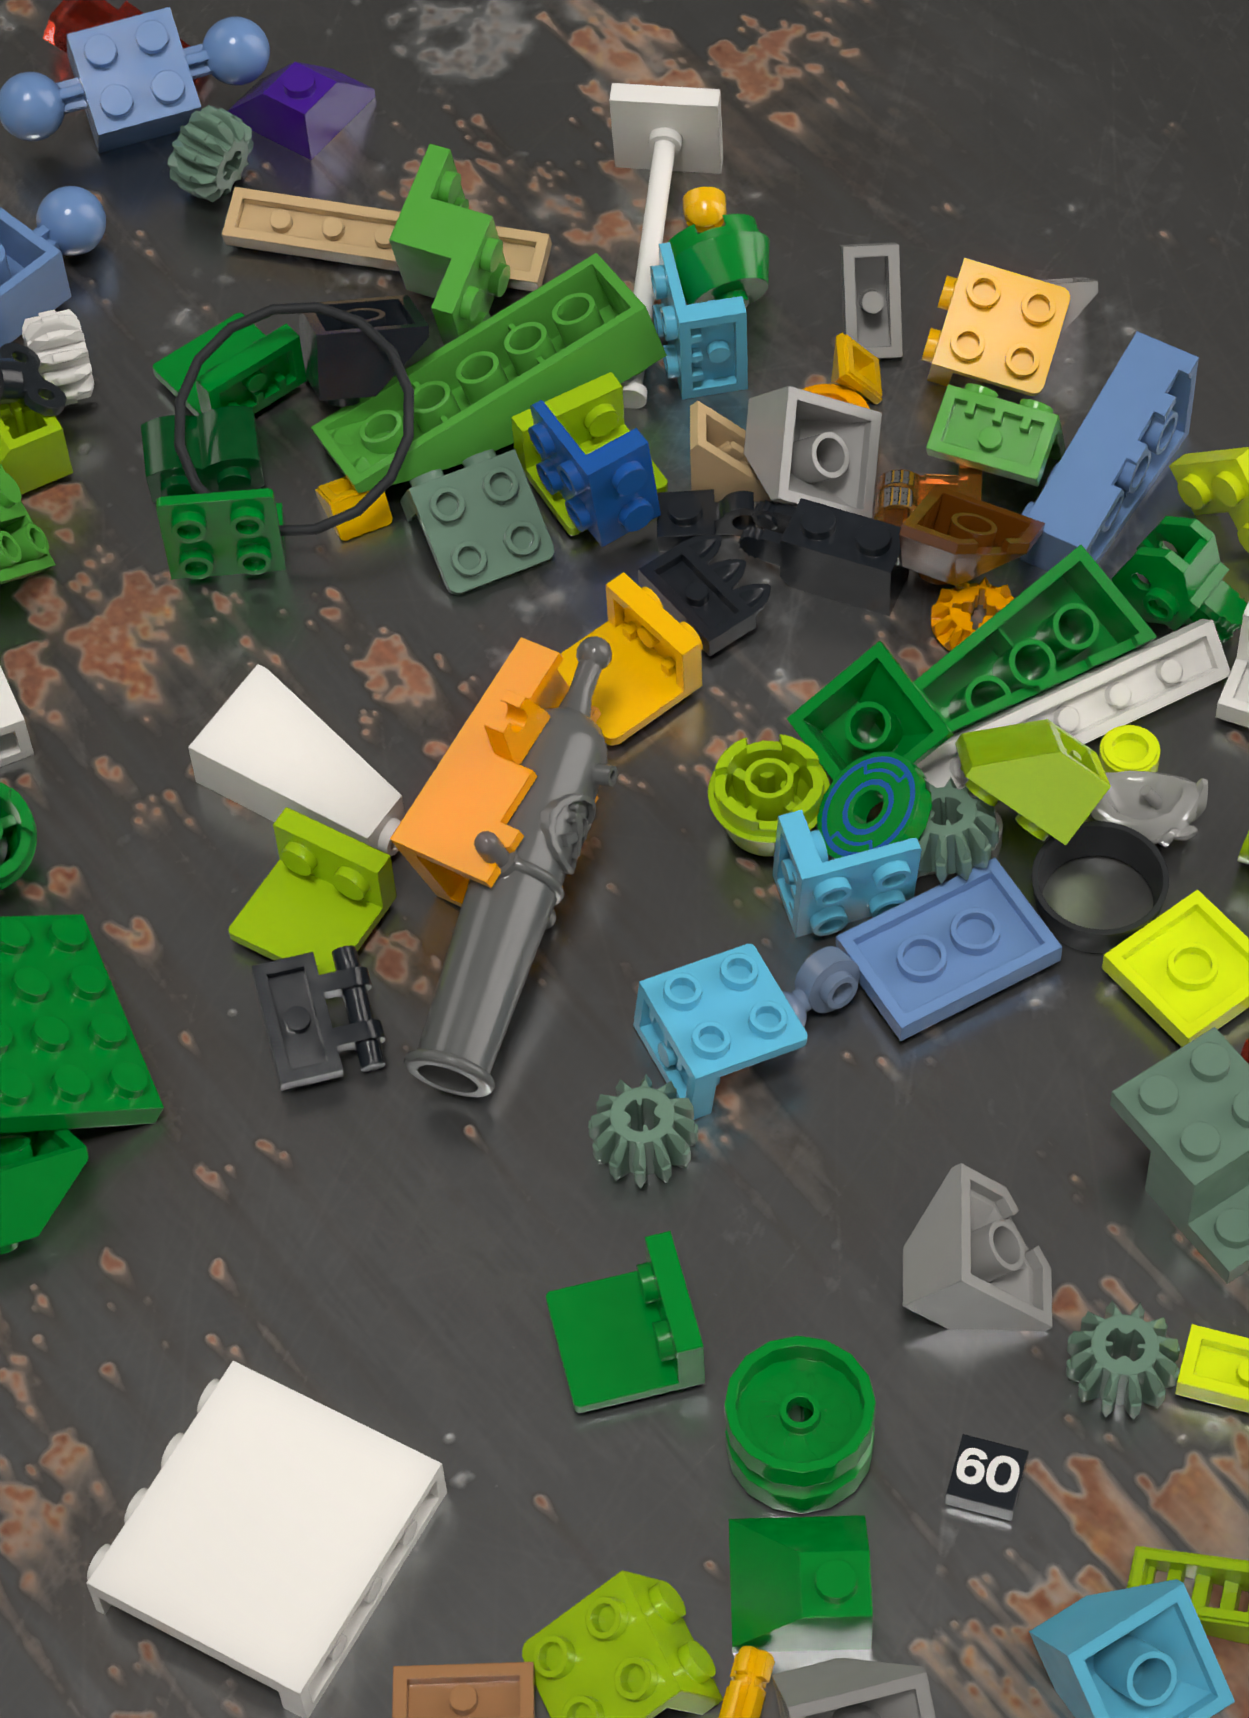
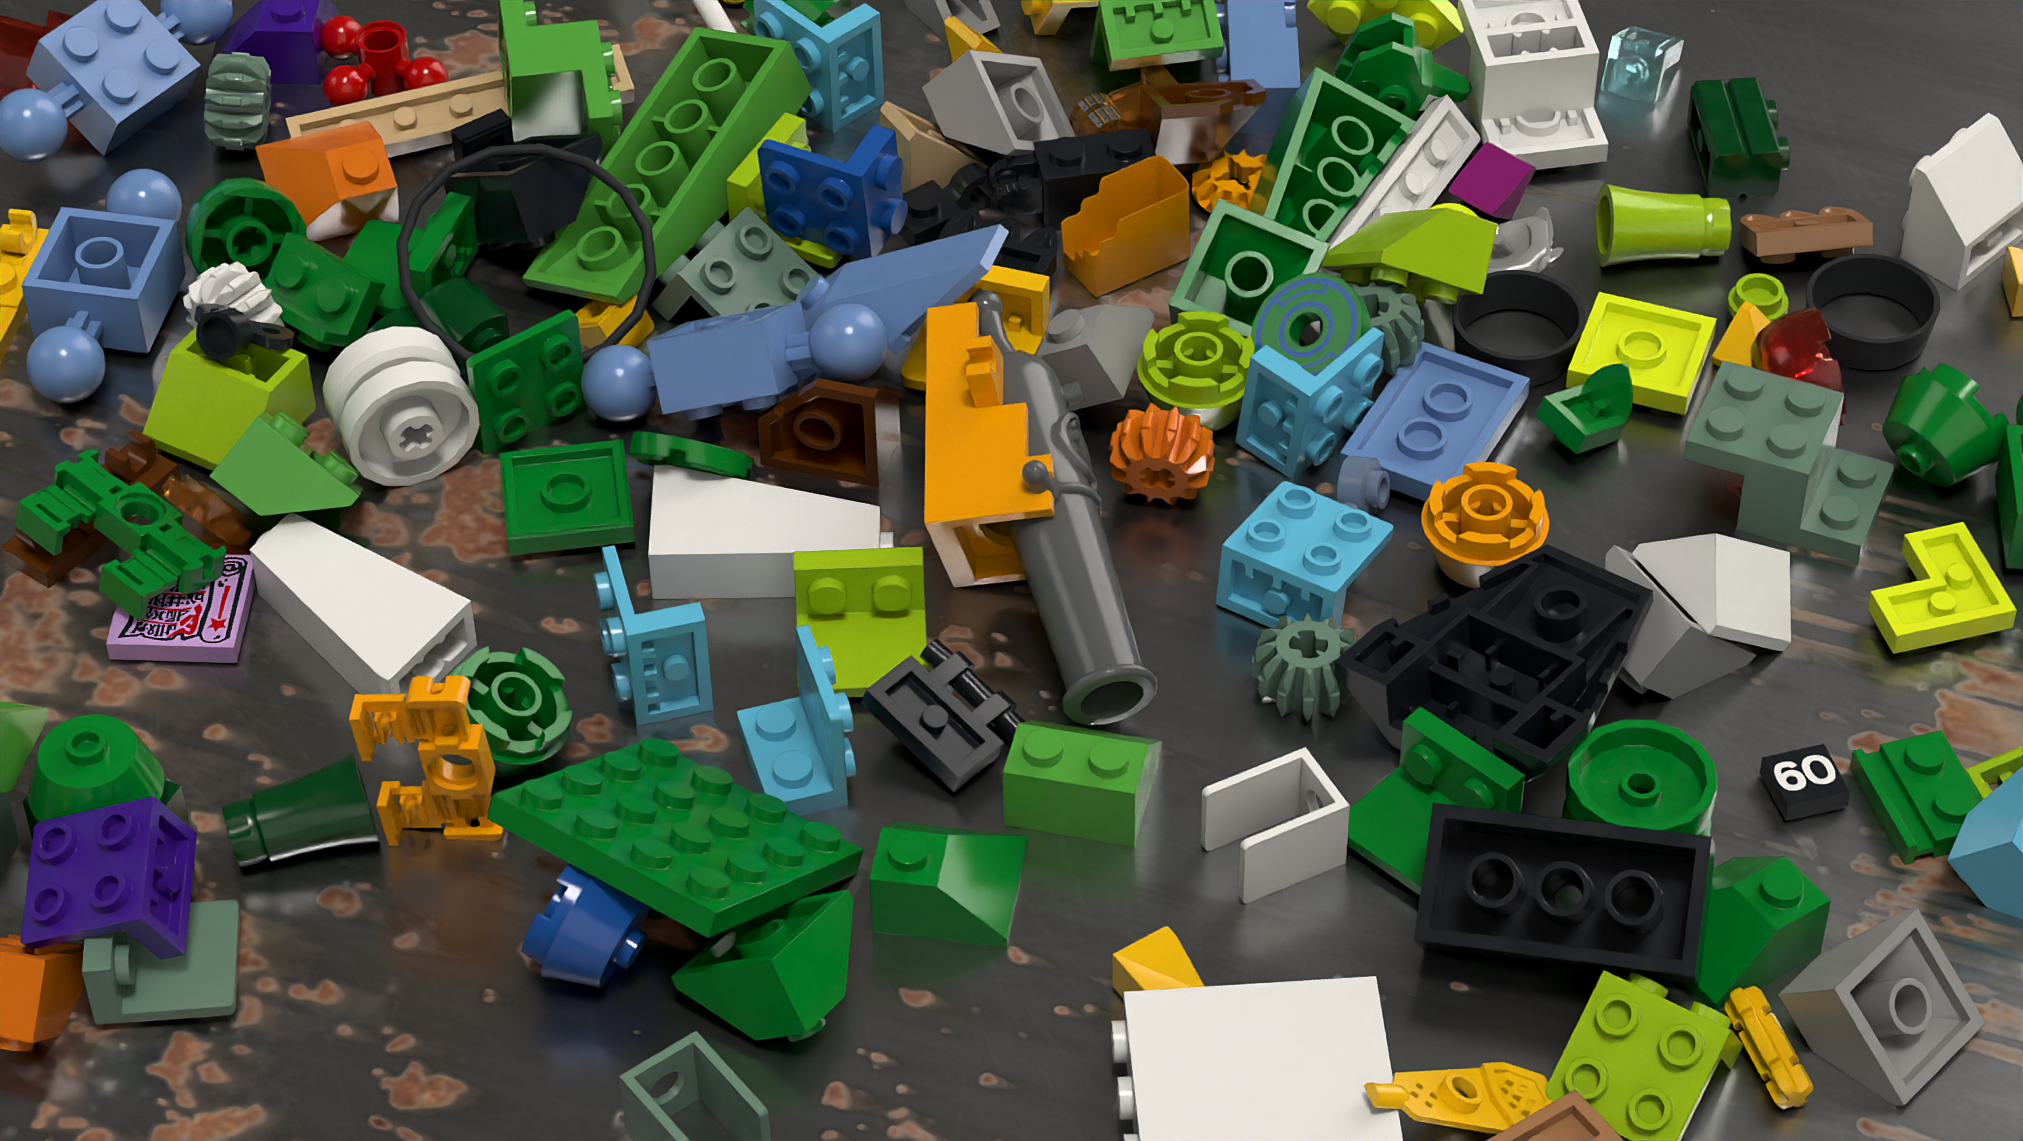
camera: 35 degrees left, 10 degrees down
(103, 509) = (400, 406): none -> white wheel
(116, 838) = (658, 651): none -> medium azure bracket
(119, 287) = (240, 223): none -> green cylinder
(137, 368) = (321, 294): none -> green bracket
(186, 979) = (800, 741): none -> medium azure bracket
(190, 654) = (566, 497): none -> green plate
(205, 1168) = (946, 883): none -> green slope
(230, 262) = (334, 178): none -> orange slope
(297, 670) = (689, 454): none -> green tile
(297, 1354) = (1153, 964): none -> yellow slope
(360, 162) = (382, 61): none -> red piece
(374, 278) = (481, 133): none -> black tile
(381, 1131) = (1078, 781): none -> bright green slope
(388, 597) = (733, 360): none -> medium blue brick
(429, 694) = (832, 432): none -> reddish brown slope
(465, 1618) = (1489, 1098): none -> yellow piece
(491, 1302) = (1266, 798): none -> white piece
(533, 599) = (905, 283): none -> medium blue wedge
(652, 1480) = (1497, 879): none -> black brick
(676, 862) = (1161, 454): none -> orange gear
(681, 734) = (1097, 349): none -> light grey slope
(790, 1223) = (1507, 662): none -> black wedge
(828, 618) = (1129, 227): none -> light orange piece
(891, 1074) = (1482, 521): none -> light orange cone
(1048, 1254) = (1726, 585): none -> white slope
(1080, 1544) = (1917, 793): none -> green plate
(1089, 1007) = (1591, 411): none -> green plate
(1122, 1360) = (1839, 643): sand green gear -> none
(1195, 728) = (1493, 181): none -> magenta slope

